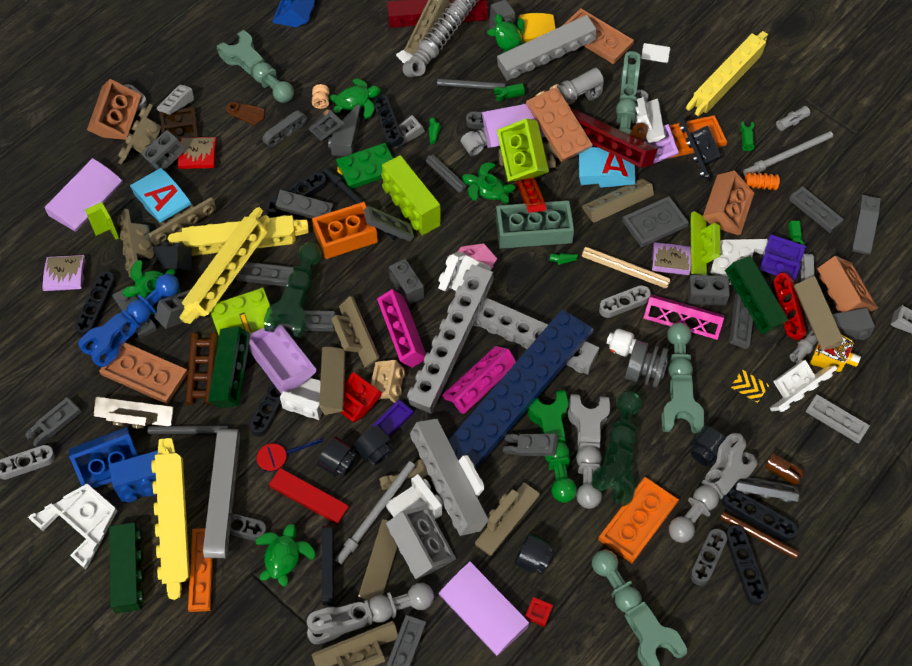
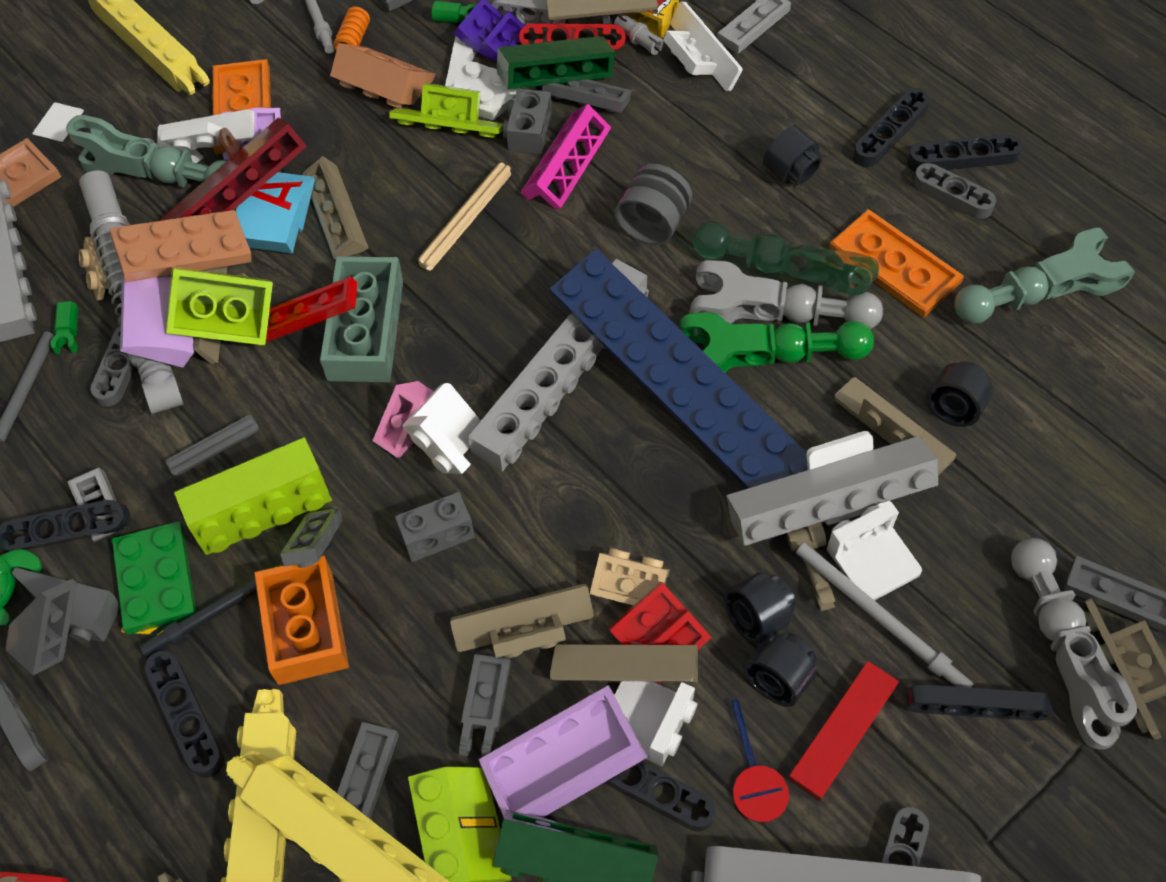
camera: 80 degrees left, 0 degrees up
(282, 554) = (962, 779): green animal -> none
(290, 306) = (431, 718): clear green piece -> none
(302, 205) = (220, 697): dark grey plate -> none
(379, 564) = (971, 621): dark tan slope -> none
(394, 417) = (700, 578): dark purple tile -> none
(402, 328) = (533, 539): dark pink brick -> none
(420, 541) = (942, 549): light grey slope -> none
(427, 400) = (620, 476): light grey brick -> none
(434, 130) = (108, 456): green bar -> none
(480, 378) = (650, 431): dark pink fence -> none
(484, 609) = (1044, 476): lavender slope -> none
(487, 185) = (262, 379): green animal -> none
(532, 444) = (779, 367): dark grey hinge -> none
(538, 612) = (1048, 401): red plate -> none
(563, 258) = (429, 295): green bar -> none
(620, 308) = (525, 236): light grey beam -> none
(621, 342) = (606, 233): white head -> none
(655, 221) = (391, 166): dark grey plate -> none
(671, 258) = (462, 156): slope -> none
(681, 386) = (707, 177): sand green piece -> none
(703, 145) = (273, 80): black bracket -> none
(717, 483) = (872, 170): light grey piece -> none
(747, 137) = (263, 35): green bar -> none
(749, 386) = (689, 107): sticker -> none
(760, 535) = (922, 130): reddish brown bar -> none
(768, 489) = (855, 109): dark grey plate -> none
(784, 469) = (825, 88): reddish brown hinge -> none

